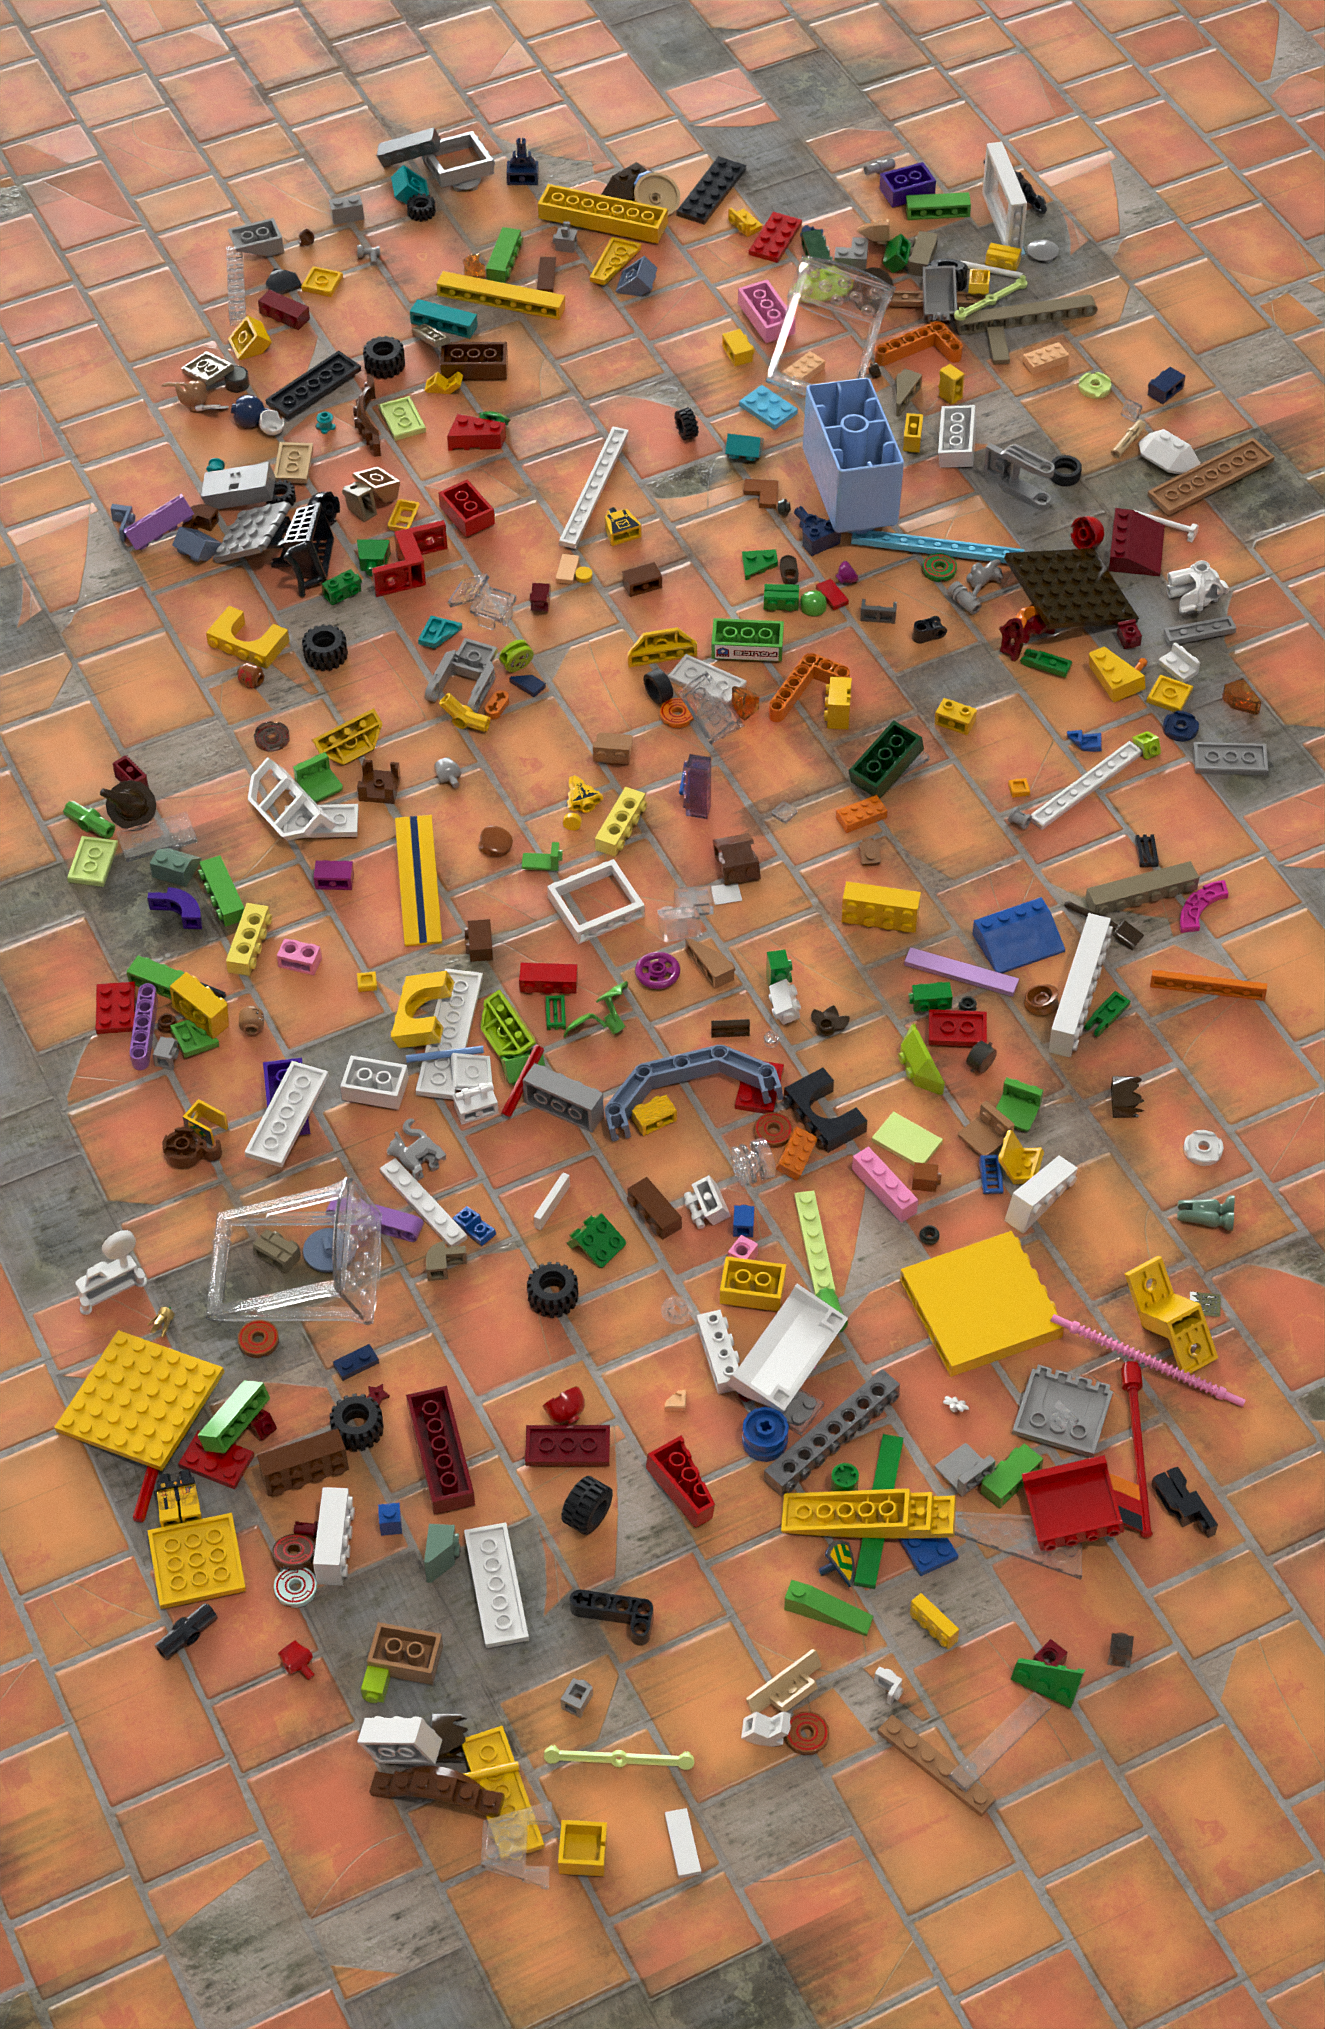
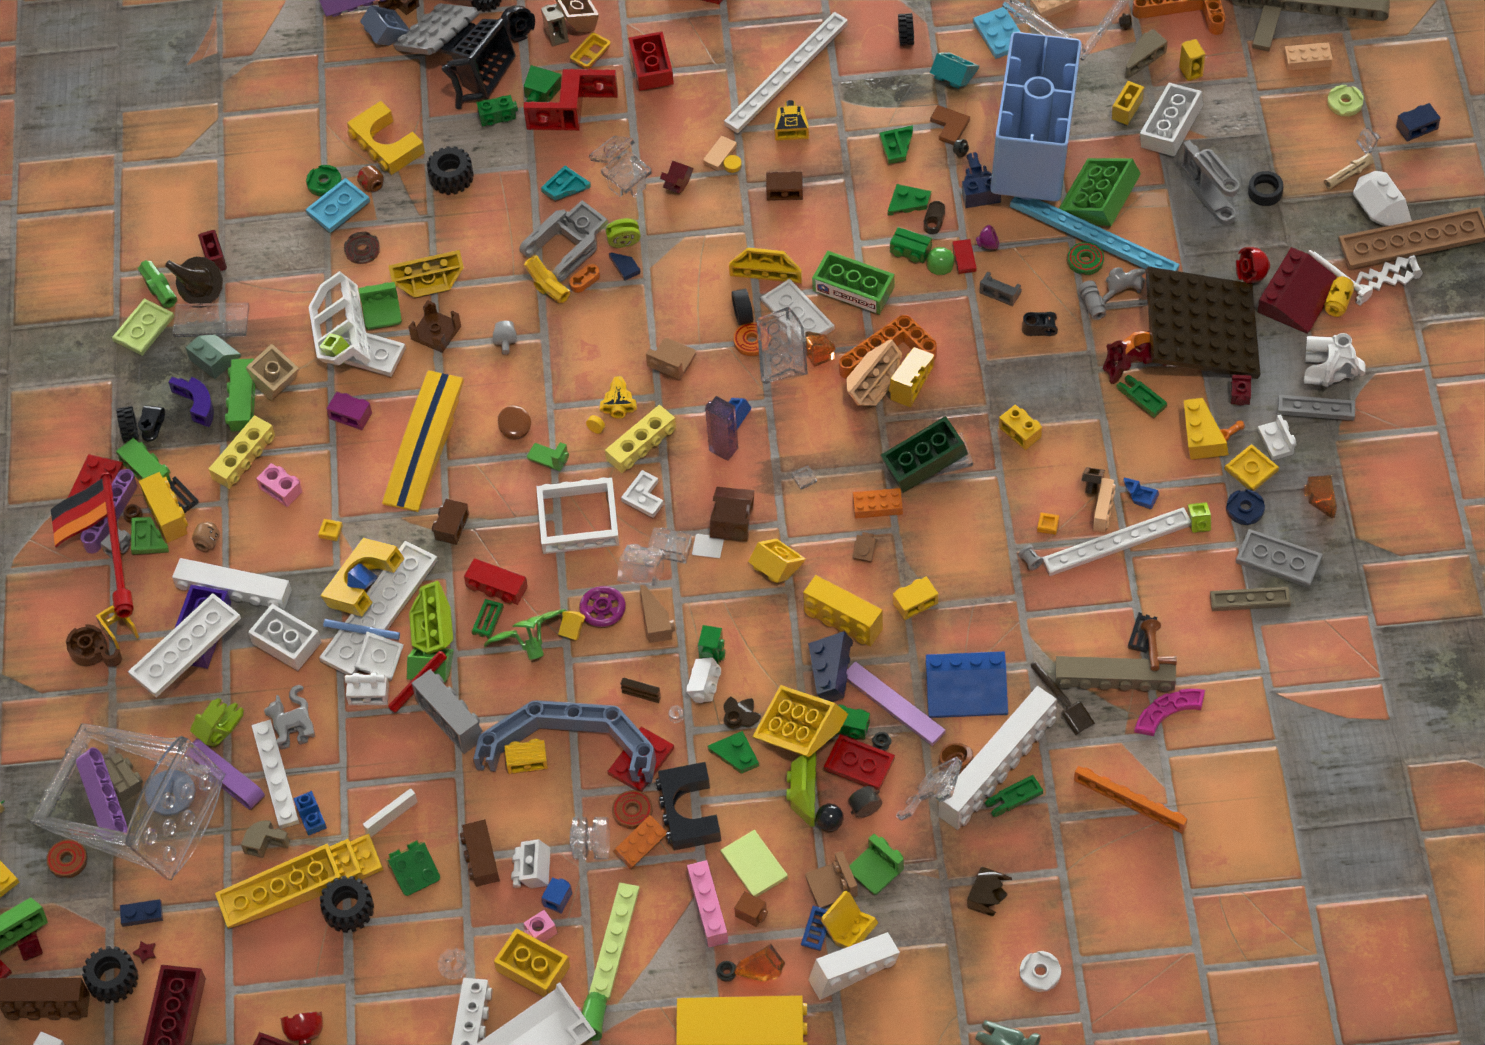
camera: 25 degrees right, 5 degrees up
(124, 945) = (127, 423): none -> black tyre
(124, 1031) = (82, 513): none -> flag
(144, 939) = (151, 422): none -> black piece
(205, 697) = (324, 171): none -> green tile
(230, 706) = (337, 205): none -> medium azure plate
(245, 861) = (272, 372): none -> tan slope
(263, 1264) = (100, 791): none -> medium lavender beam
(296, 819) = (333, 345): none -> lime brick
(314, 1051) = (240, 584): none -> white brick
(348, 1167) = (216, 722): none -> lime piece
(423, 1009) = (360, 577): none -> blue slope
(493, 1286) = (297, 880): none -> yellow slope
(638, 993) = (571, 624): none -> yellow tile
(644, 870) = (639, 494): none -> white plate
(724, 519) = (896, 143): none -> green wing
(796, 886) = (775, 560): none -> yellow slope
(807, 706) = (872, 375): none -> light nougat wedge
(842, 1054) = (735, 752): none -> green wing
(892, 954) = (830, 665): none -> dark blue wedge
(893, 1005) = (799, 721): none -> yellow slope
(926, 508) = (1101, 189): none -> bright green slope
(936, 880) = (915, 598): none -> yellow brick
(956, 1080) = (829, 817): none -> black piece
(960, 1218) = (761, 965): none -> clear orange slope
(1041, 739) = (1092, 477): none -> dark brown tile
(1042, 1014) = (938, 783): none -> clear wing
(1061, 757) = (1104, 505): none -> light nougat piece
(1155, 841) = (1151, 626): none -> dark orange piece
(1173, 538) = (1339, 296): none -> yellow piece
(1207, 504) = (1382, 276): none -> white piece
(1223, 797) = (1250, 598): none -> dark tan tile

